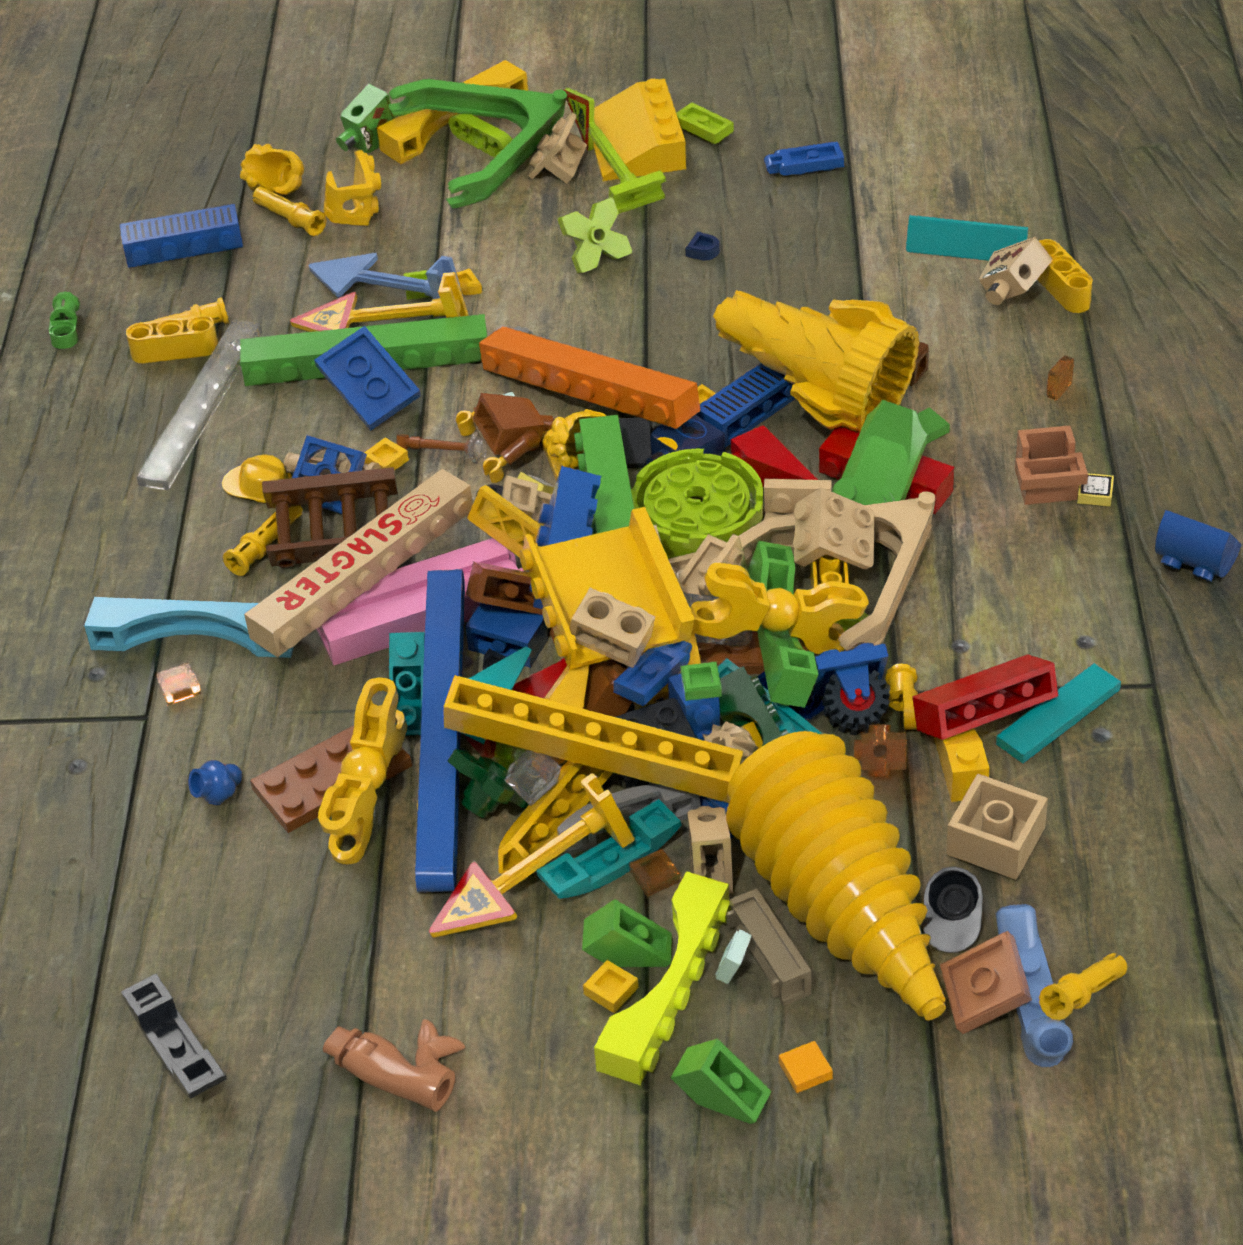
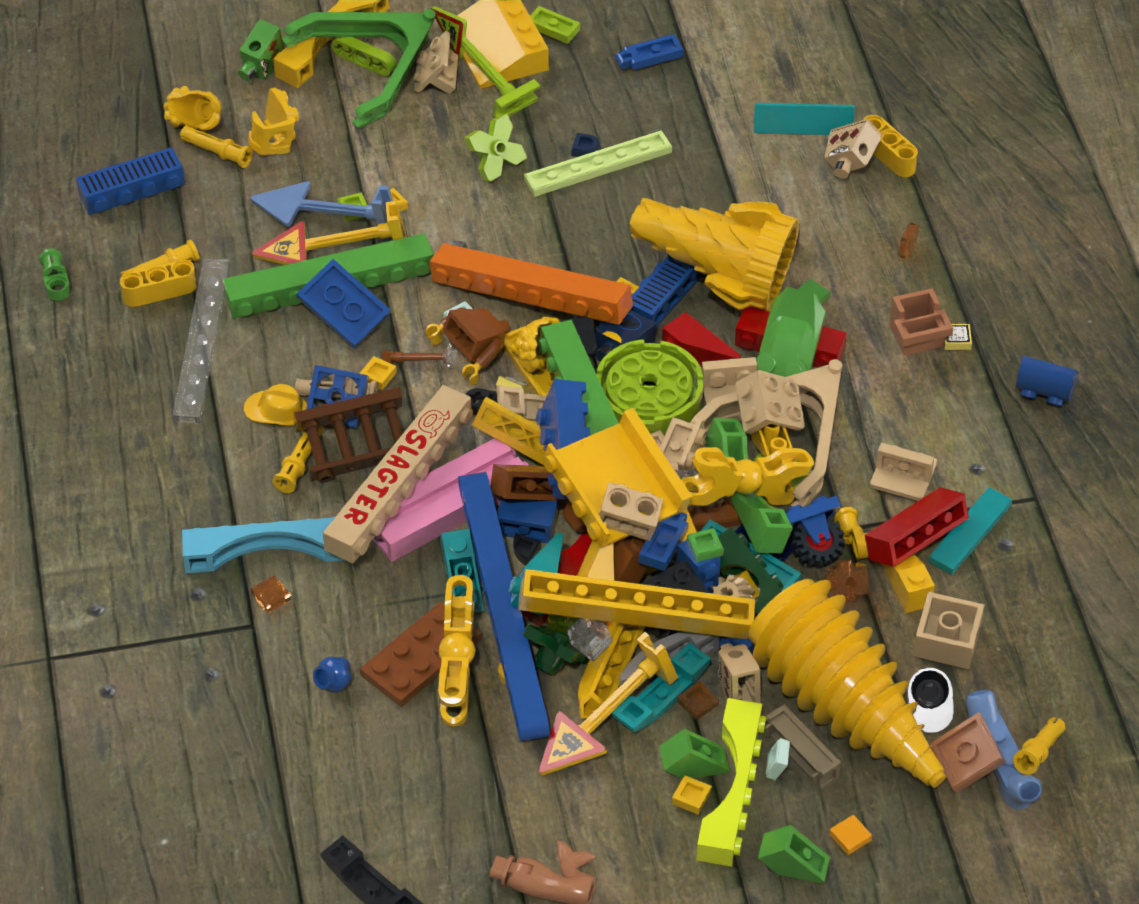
camera: 15 degrees left, 5 degrees up
(712, 265) = (597, 163): none -> yellowish green tile
(987, 631) = (902, 472): none -> tan bracket

